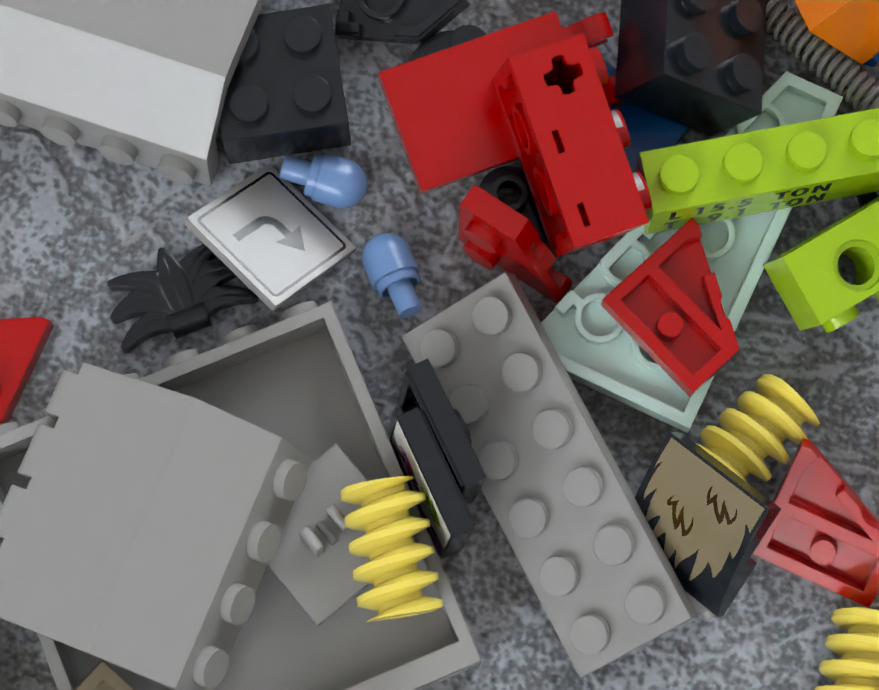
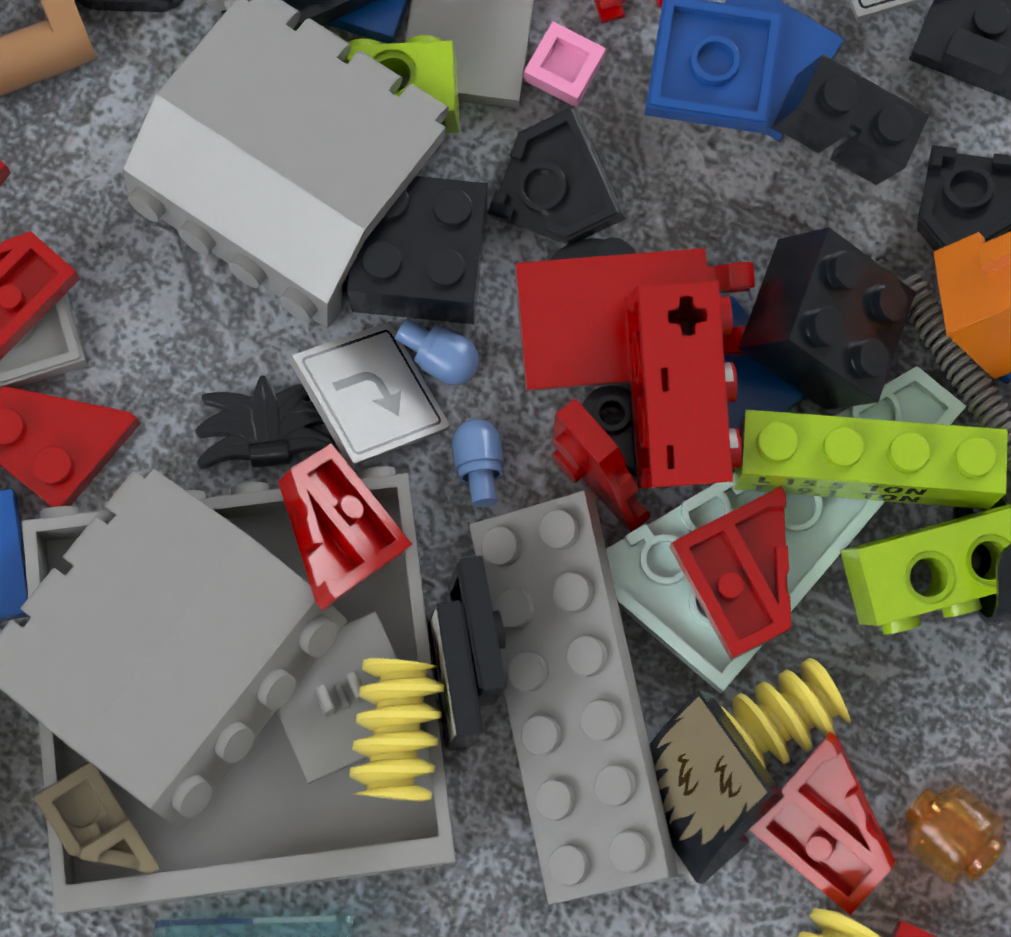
camera: 15 degrees right, 0 degrees up
(278, 368) = (338, 525): none -> red wing

